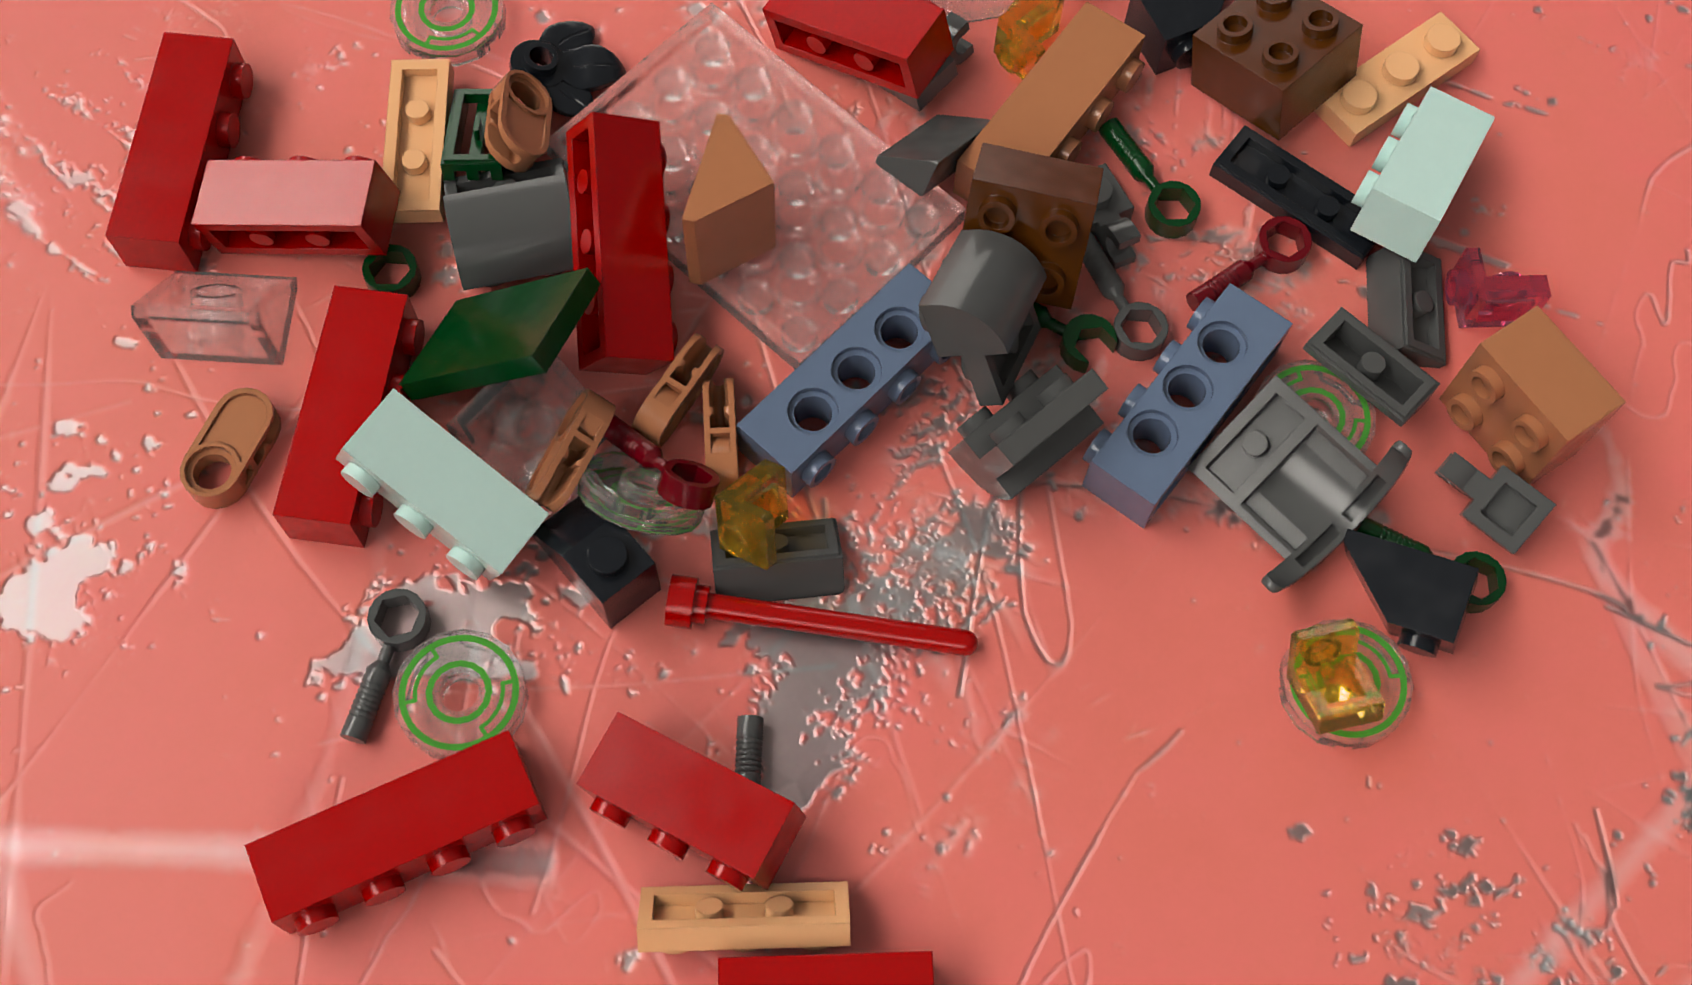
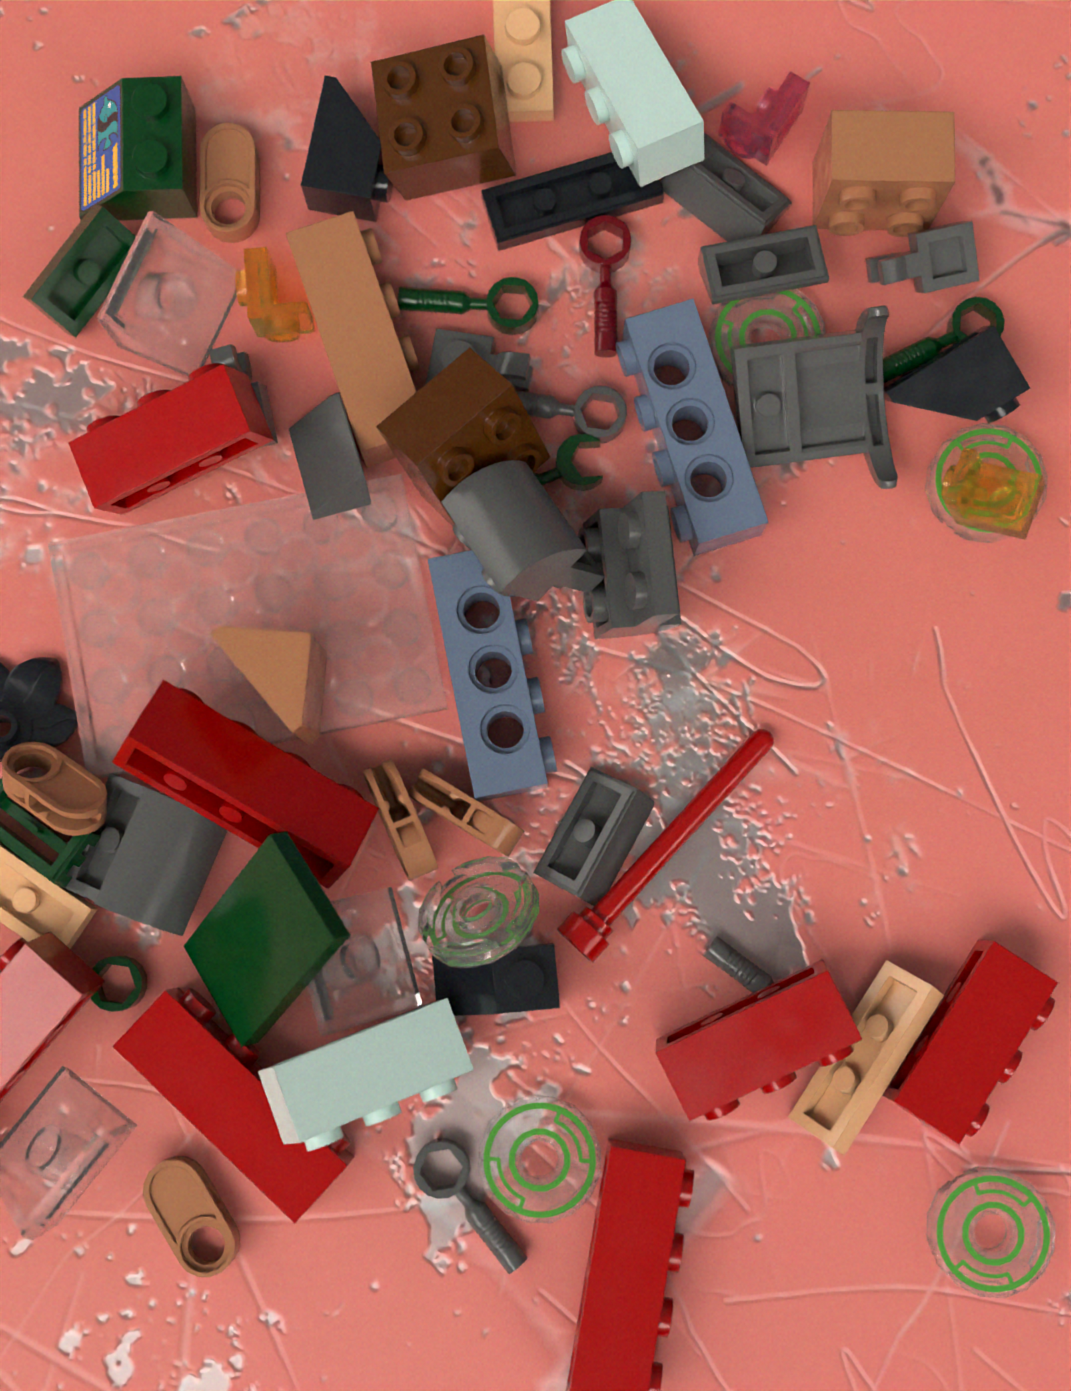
camera: 50 degrees left, 15 degrees up
(570, 450) = (404, 945): nougat piece -> none
(681, 480) = (484, 868): dark red piece -> none
(751, 512) = (550, 838): clear yellow bracket -> none

